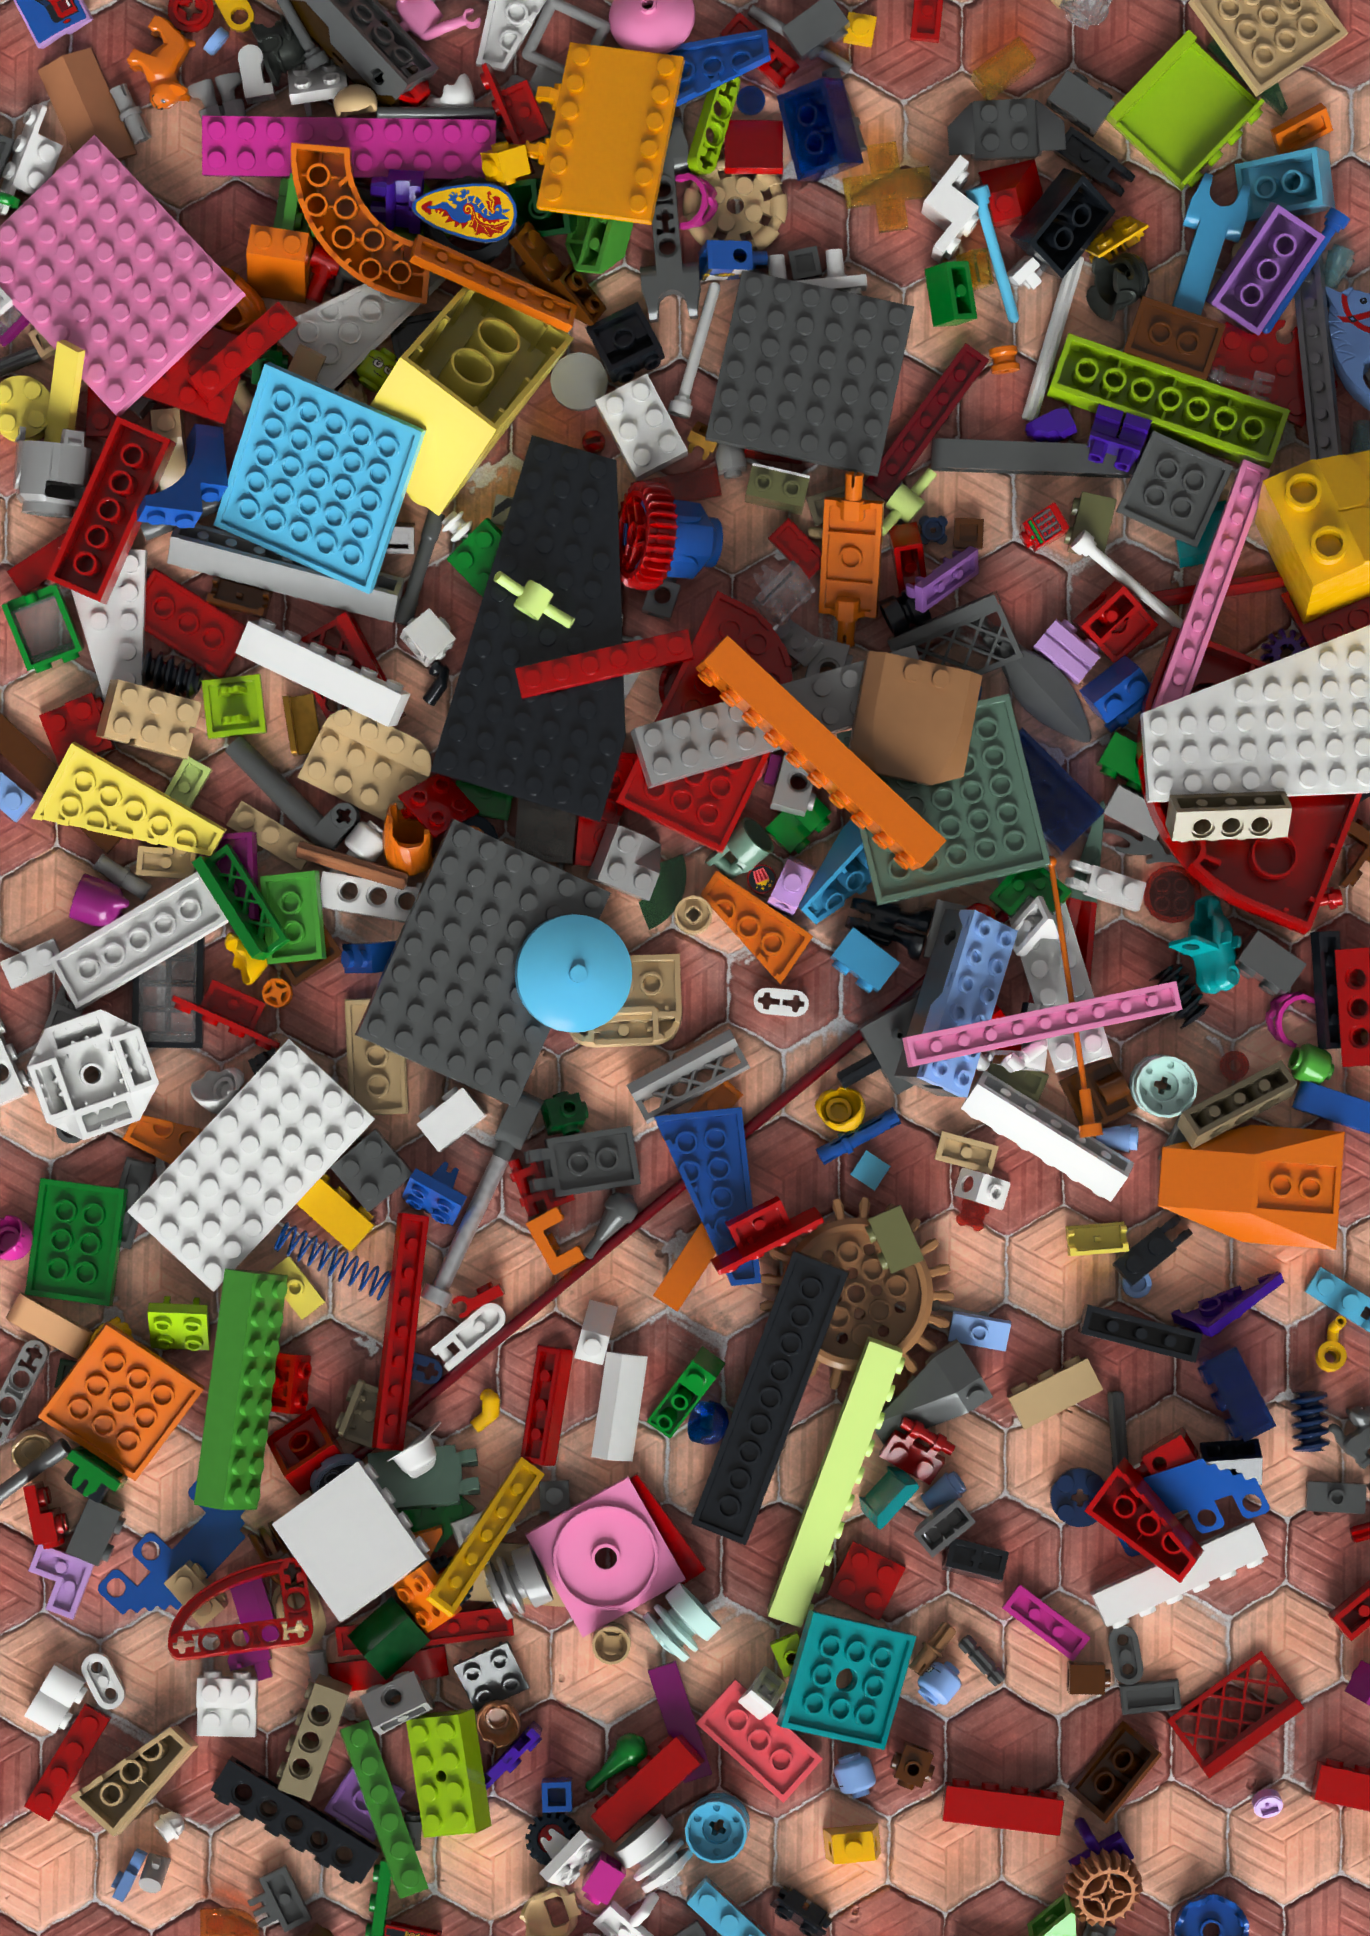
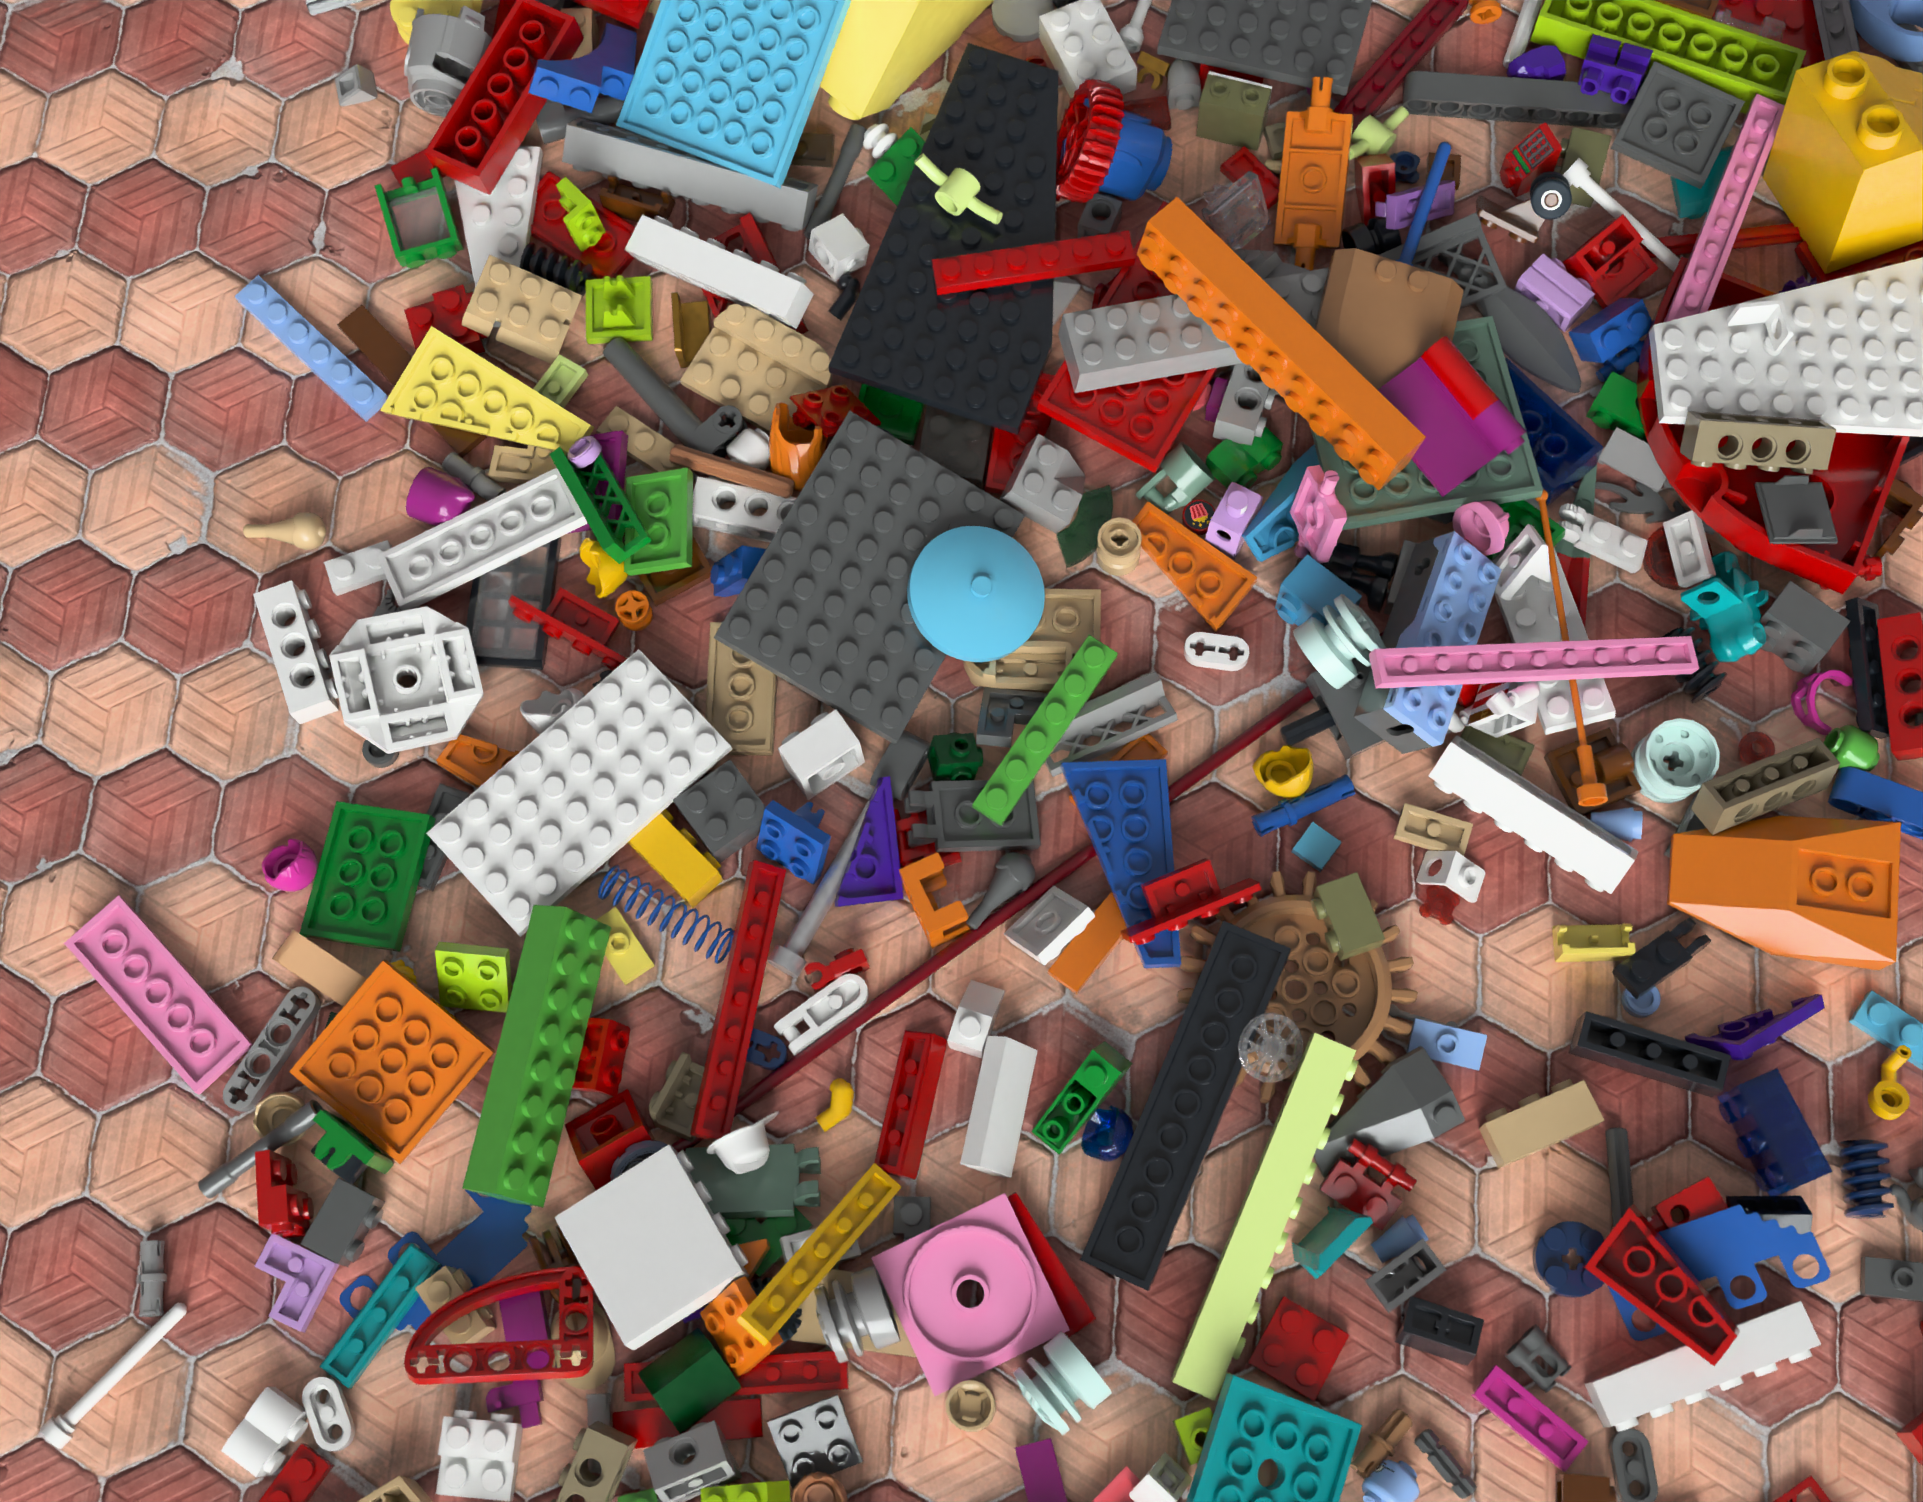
camera: 10 degrees right, 15 degrees down
(134, 1601) = (379, 1316): none -> teal tile
(197, 626) = (581, 217): none -> lime bracket
(222, 858) = (584, 451): none -> lavender tile
(503, 1209) = (874, 861): none -> dark purple wing
(603, 1066) = (1001, 711): none -> dark grey plate
(639, 1089) = (1044, 730): none -> bright green plate
(651, 1254) = (1049, 925): none -> white plate
(835, 1351) = (1270, 1047): none -> clear wheel
(862, 899) = (1317, 514): none -> bright pink plate
(881, 1012) = (1336, 644): none -> light aqua wheel
(930, 649) = (1425, 203): none -> blue piece
(967, 803) = (1455, 412): none -> magenta door
(1001, 895) = (1483, 525): none -> bright pink piece
(1035, 589) = (1548, 200): none -> plate
(1045, 1568) = (1528, 1348): none -> dark grey piece
(1179, 895) = (1689, 549): none -> white plate
(1245, 705) = (1764, 312): none -> white bracket
(1261, 874) = (1796, 511): none -> dark grey piece

